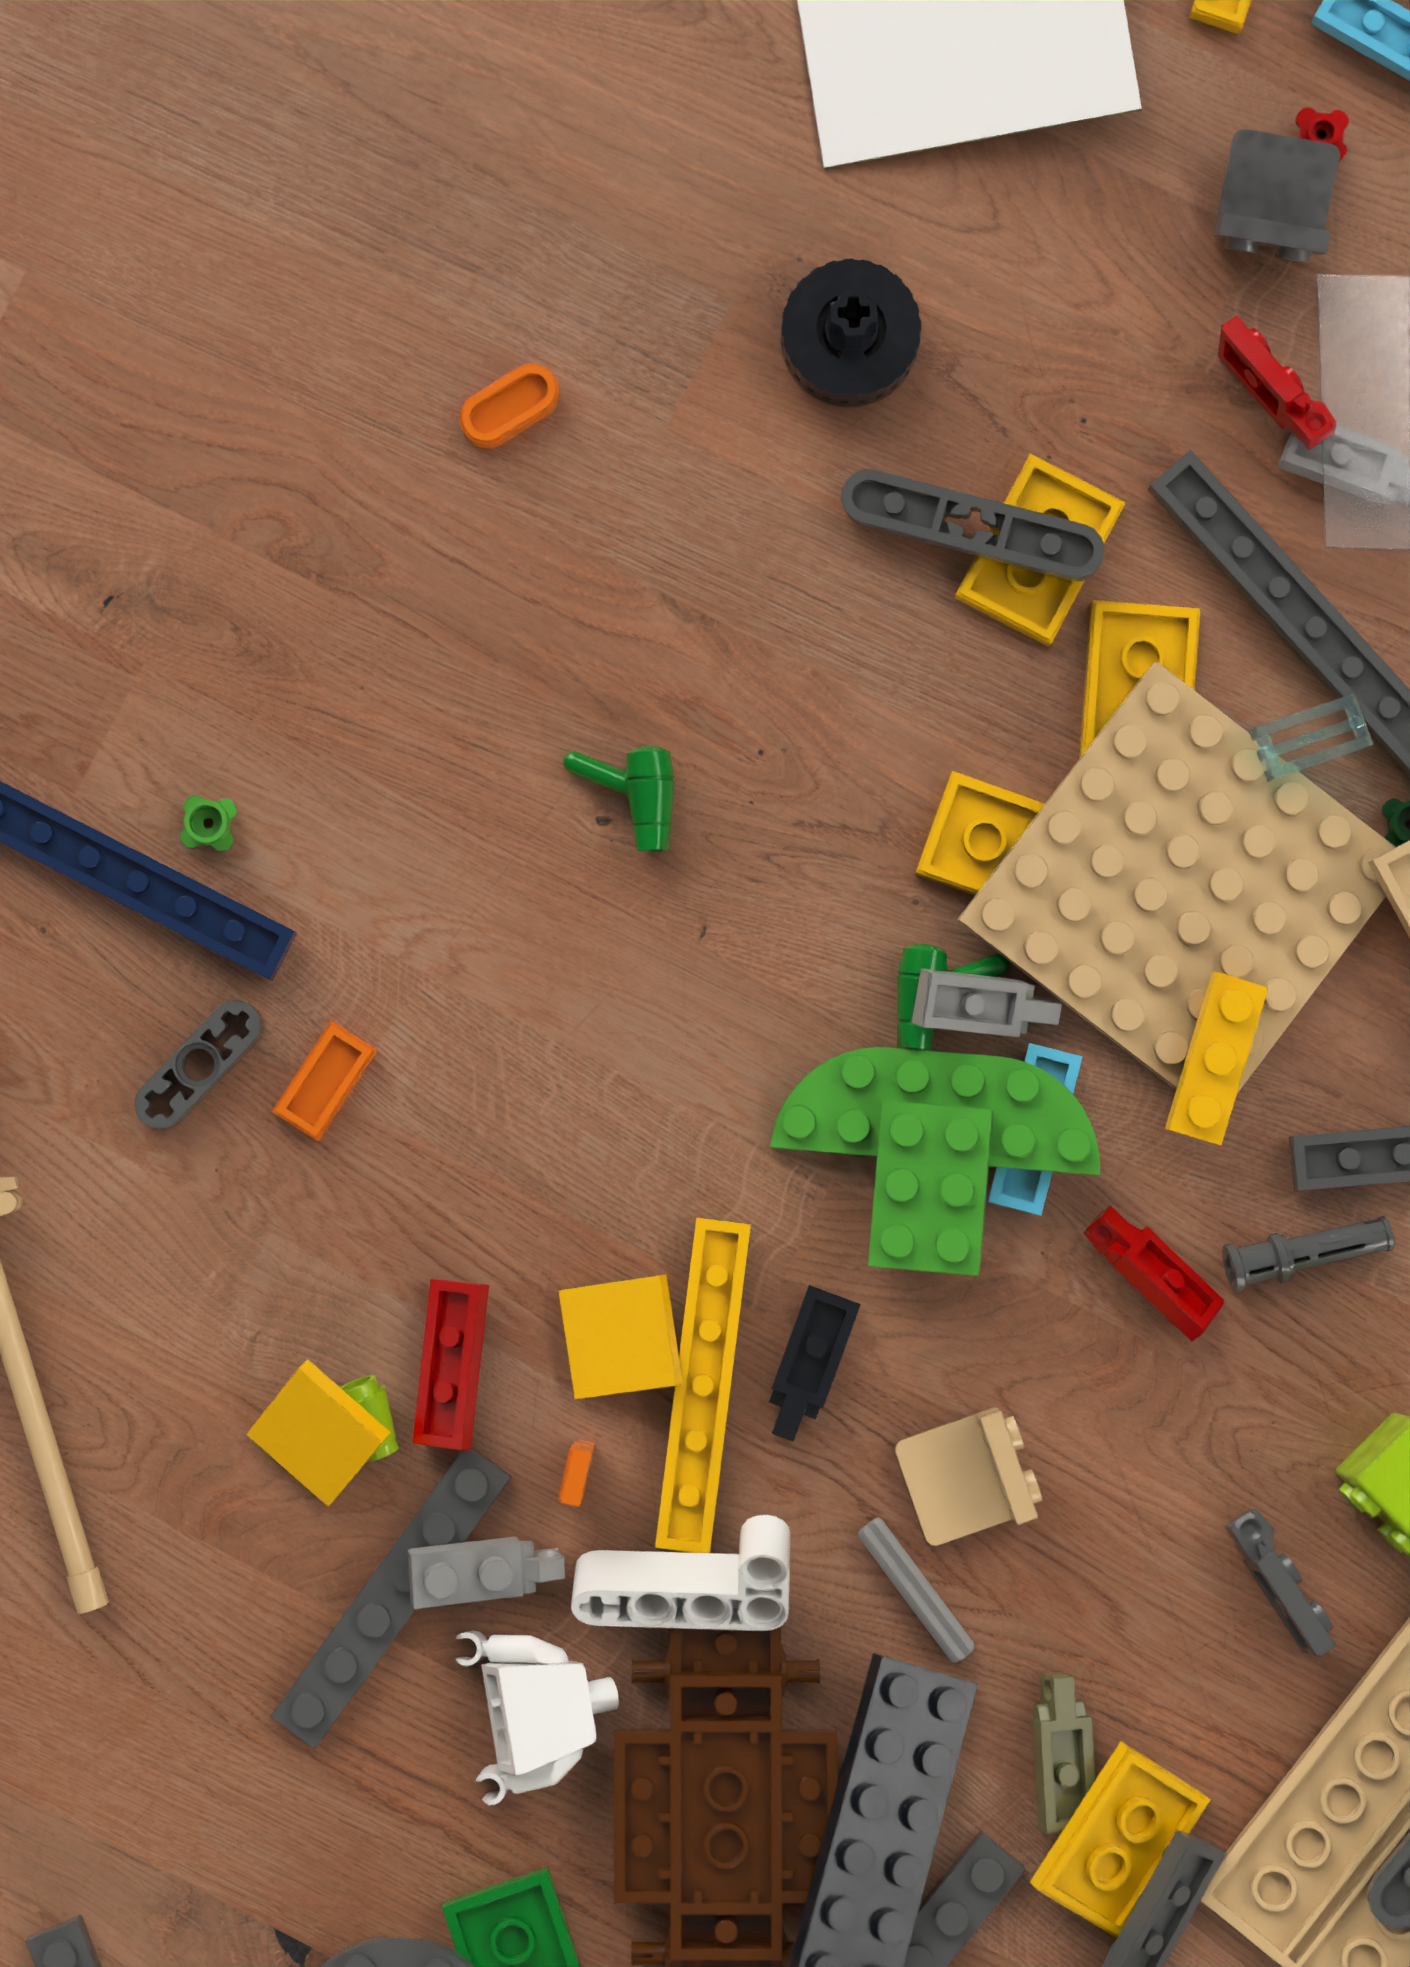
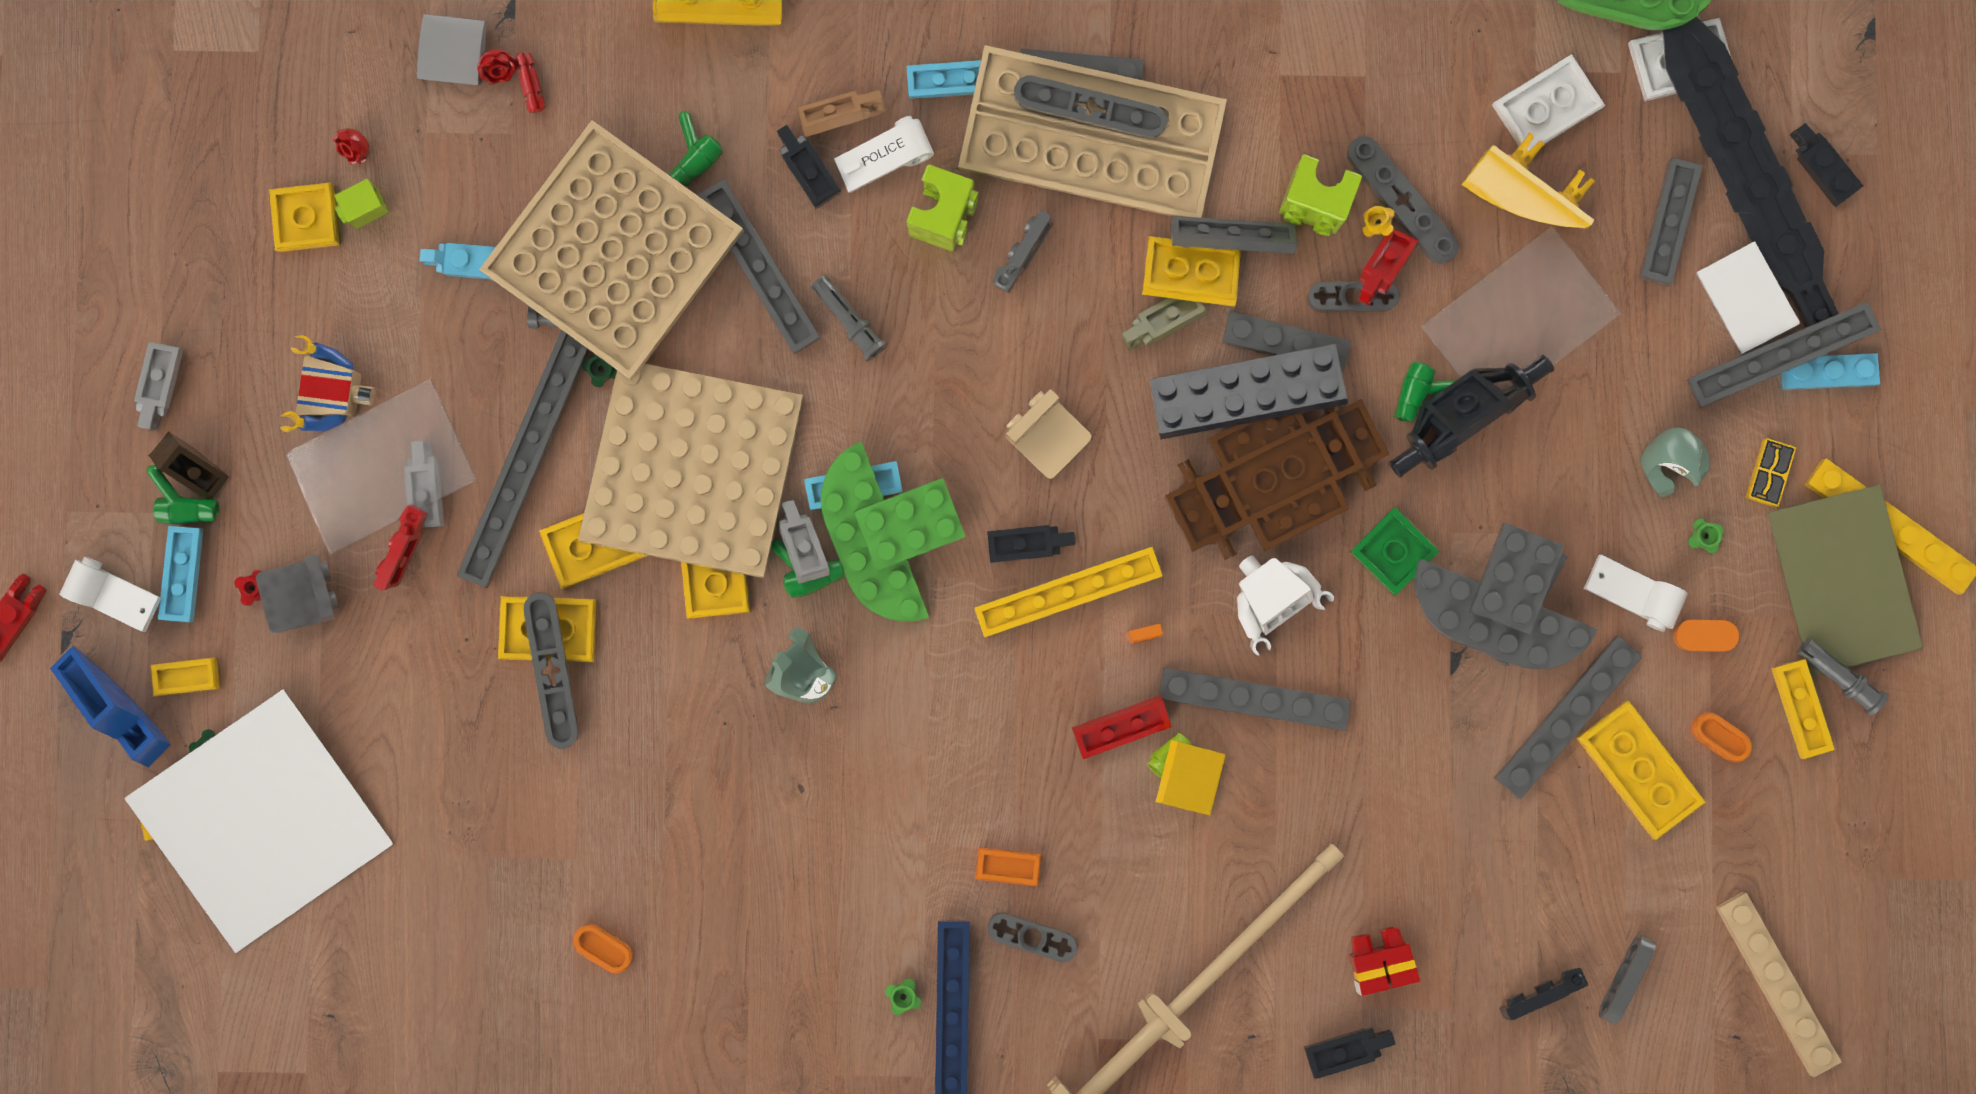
camera: 120 degrees left, 0 degrees up
(479, 1571) = (1219, 659): light grey hinge -> none
(620, 1337) = (1064, 646): yellow tile -> none
(646, 783) = (770, 775): green piece -> none
(690, 1588) = (1174, 548): white beam -> none
(783, 905) = (800, 671): none -> sand green piece
(880, 306) = (454, 778): black piece -> none
(916, 1590) = (1118, 433): light grey axle -> none
(1156, 1272) = (896, 389): red hinge -> none
(1216, 1058) = (771, 410): yellow plate -> none
(1269, 752) = (598, 458): clear light blue tile -> none

